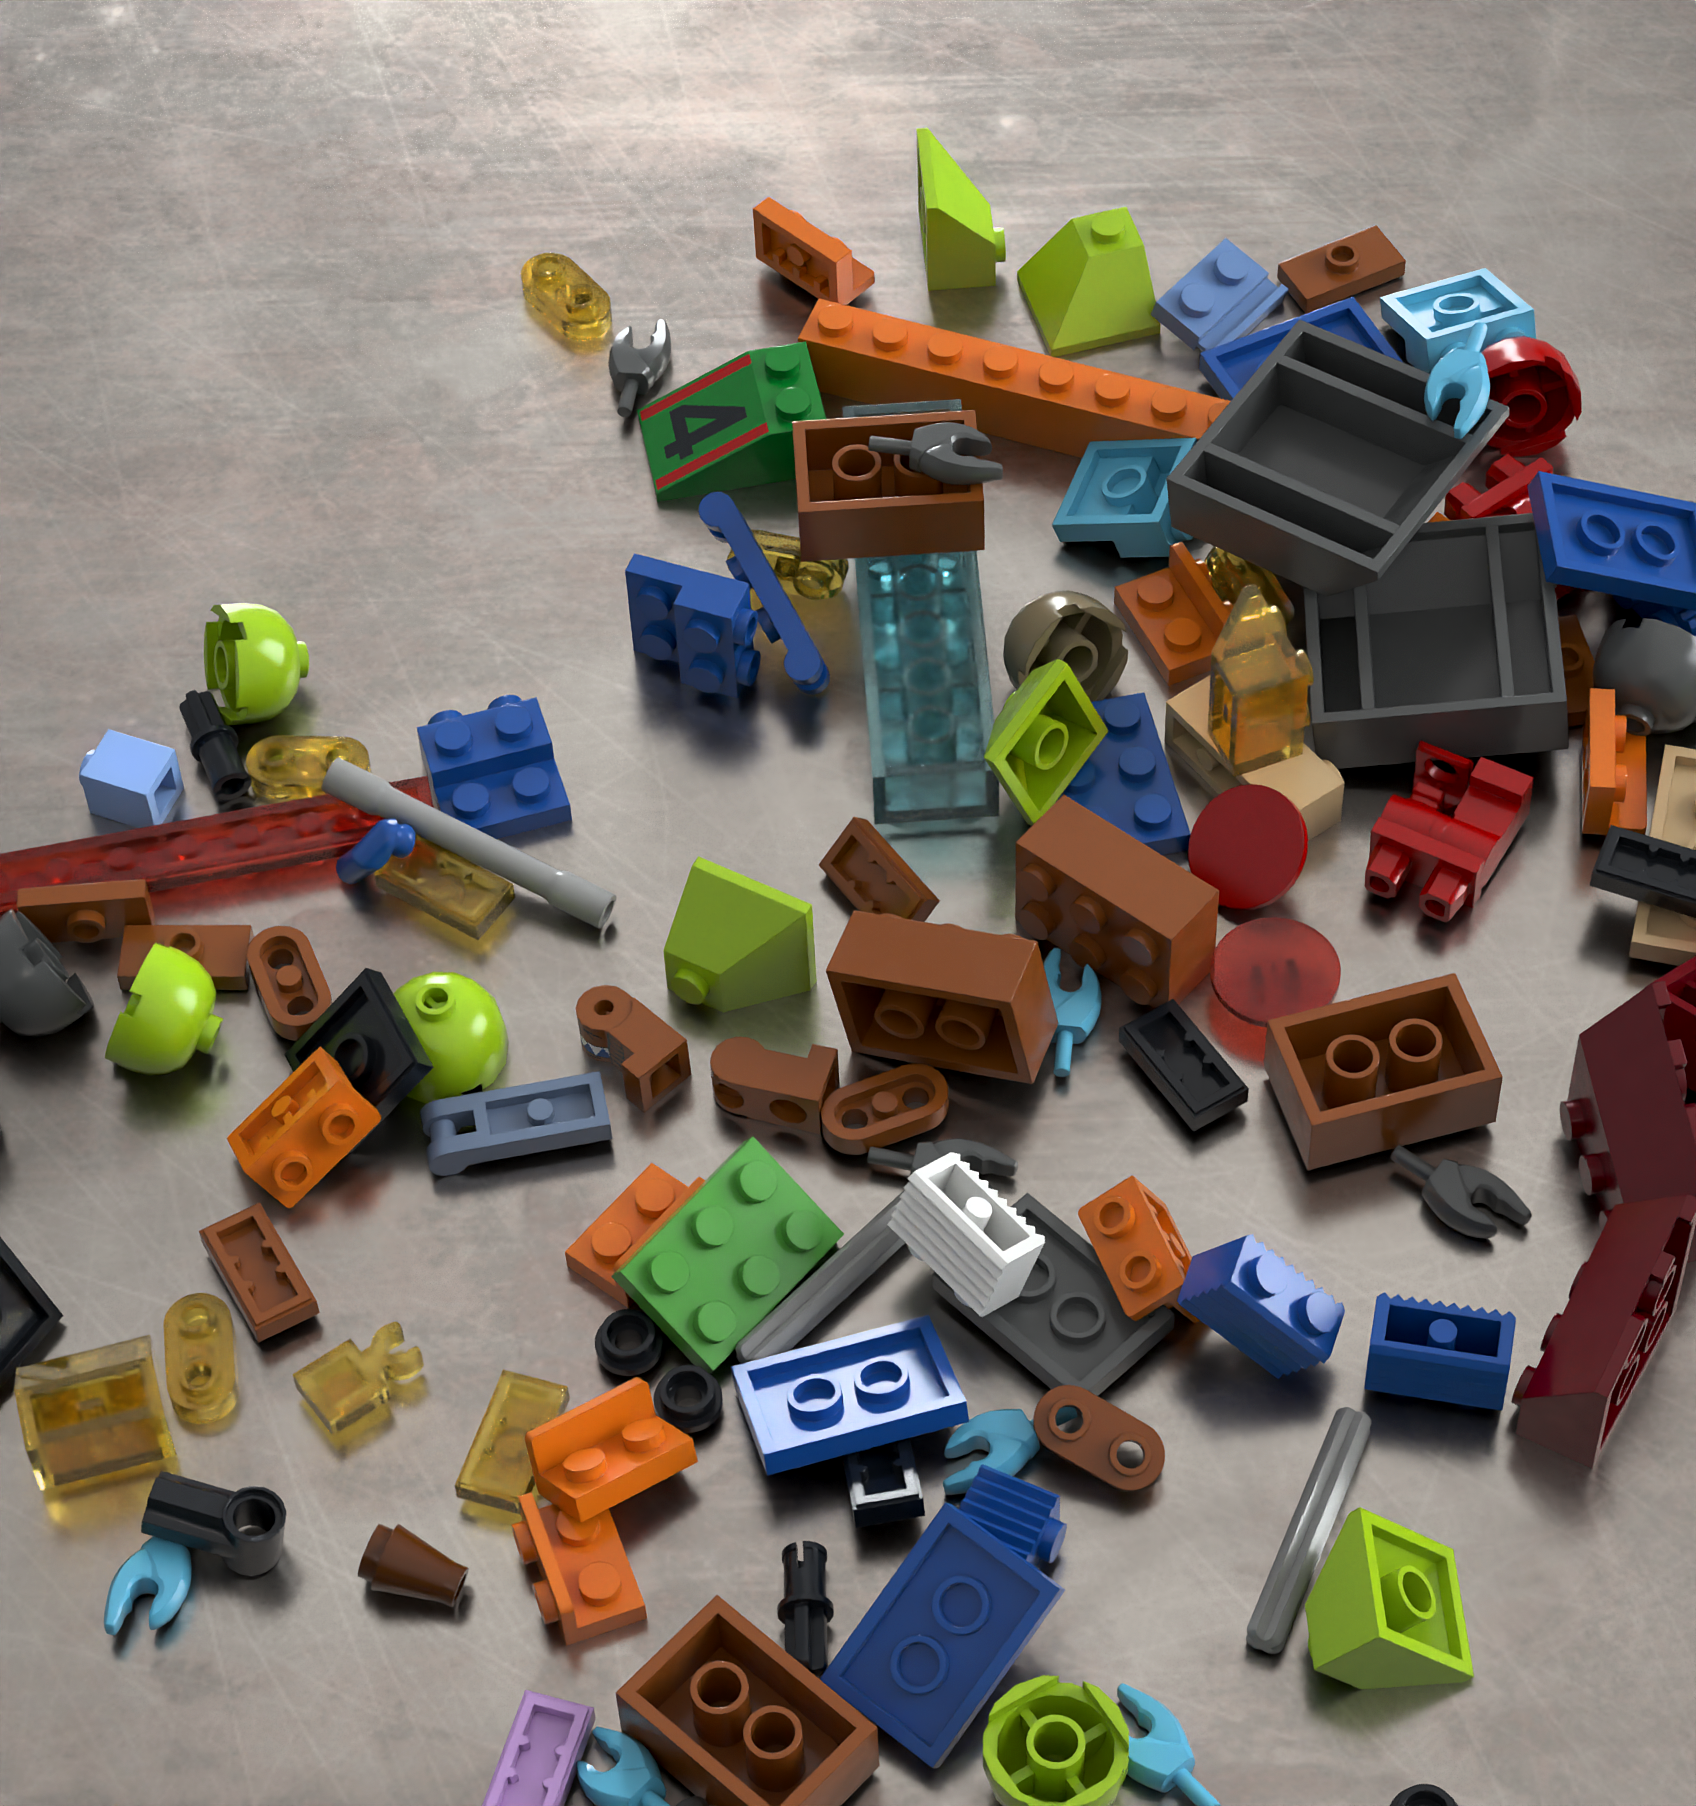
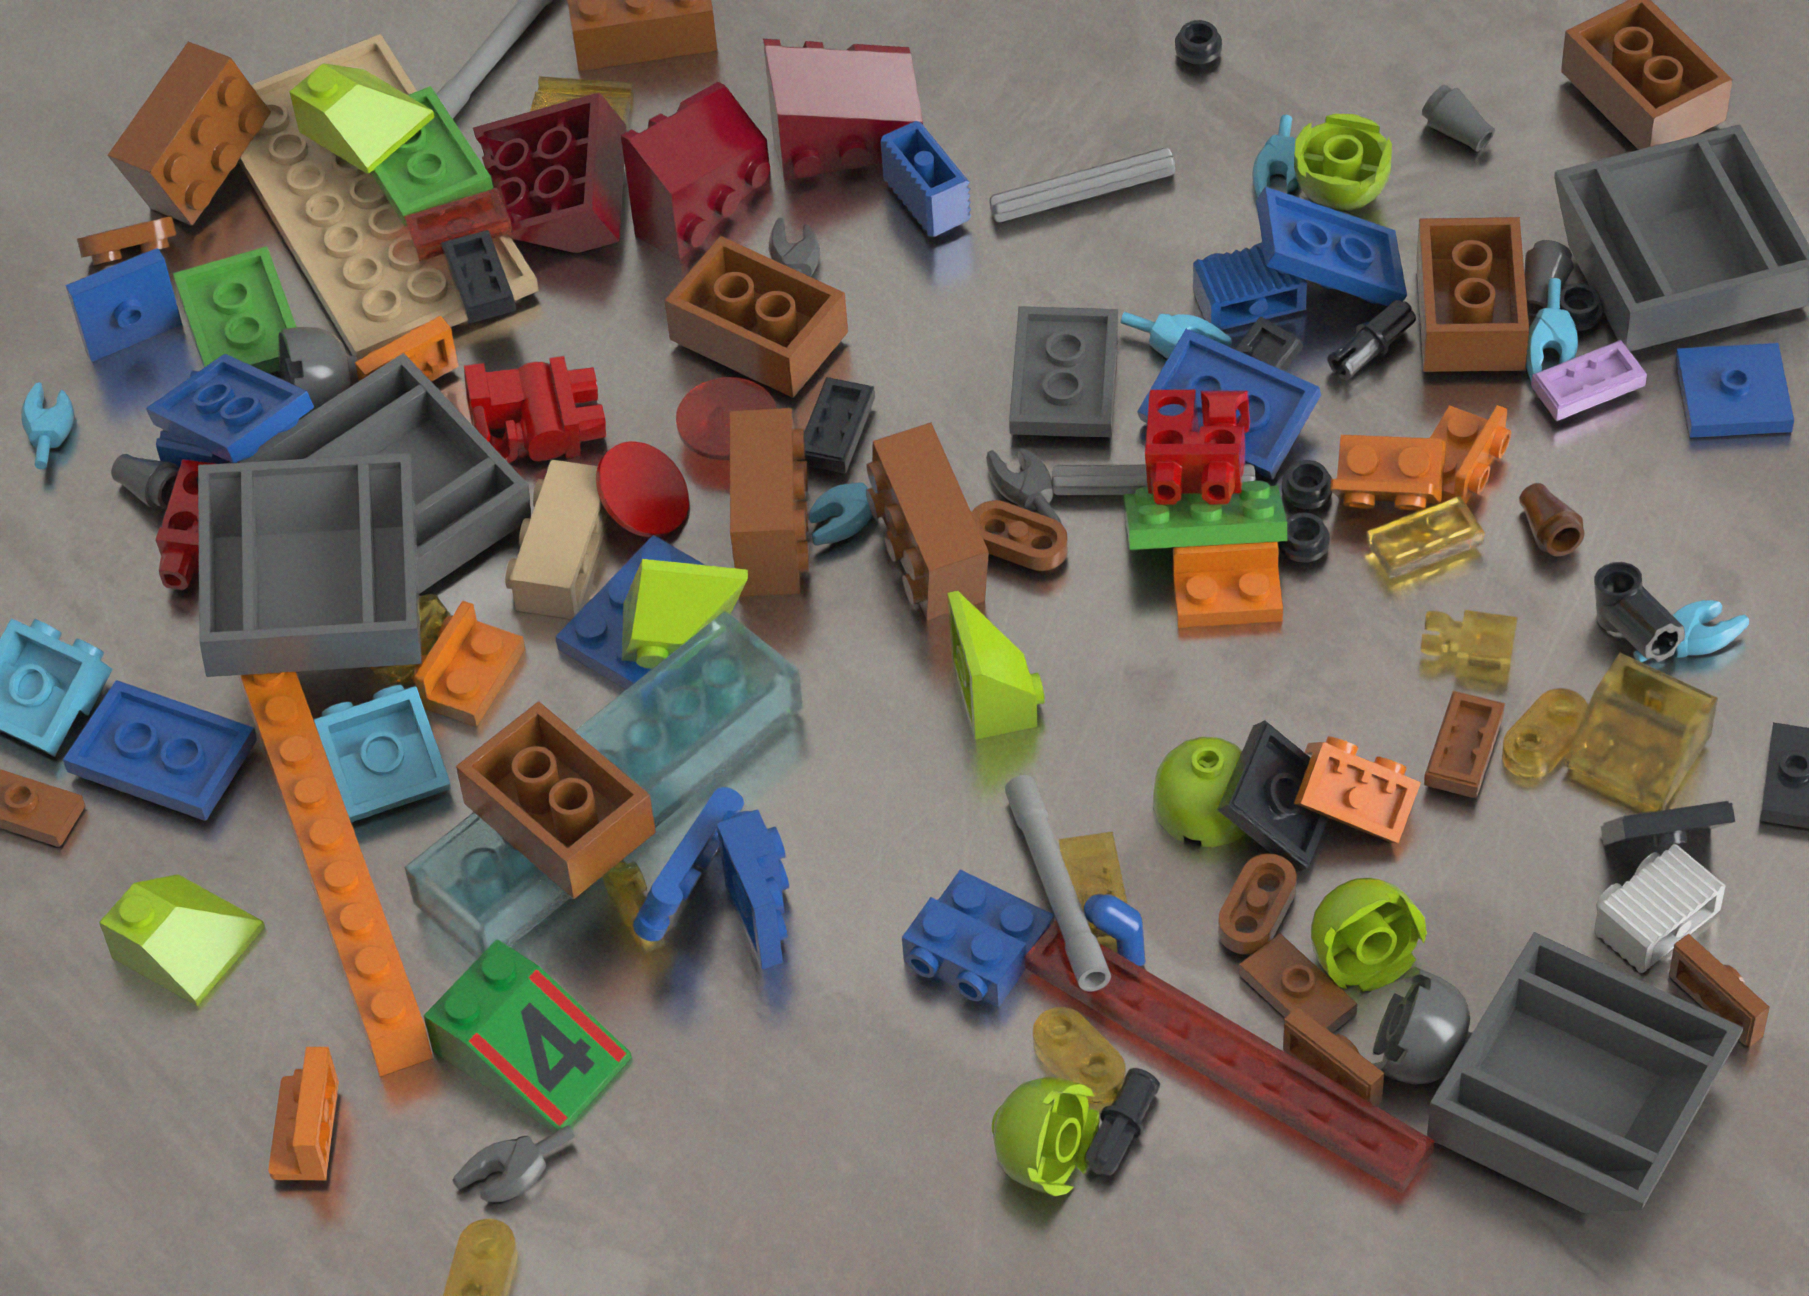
camera: 130 degrees left, 0 degrees up
(131, 780) = (1207, 1132): light blue brick -> none
(515, 1121) = (1217, 697): sand blue plate -> none
(634, 1041) = (1105, 702): dark orange leg -> none
(774, 1084) = (1059, 593): dark orange leg -> none
(795, 1252) = (1192, 460): none -> red hips
(876, 875) = (854, 656): dark orange plate -> none
(938, 453) = (527, 744): dark grey hand -> none
(954, 222) = (199, 1049): lime slope -> none
(966, 1233) = (1086, 387): white brick -> none
(1068, 629) = (570, 682): dark tan cylinder -> none
(1097, 1441) = (1131, 288): dark orange plate -> none
(1138, 1248) = (996, 340): orange bracket -> none
(1219, 299) = (128, 845): medium blue plate -> none
(1257, 688) = (542, 501): clear yellow slope -> none
(1262, 1306) = (983, 250): blue brick -> none
(1388, 1609) = (1108, 112): lime slope -> none
(1461, 376) = (200, 493): medium azure hand -> none
(1538, 390) = (91, 597): red cylinder -> none

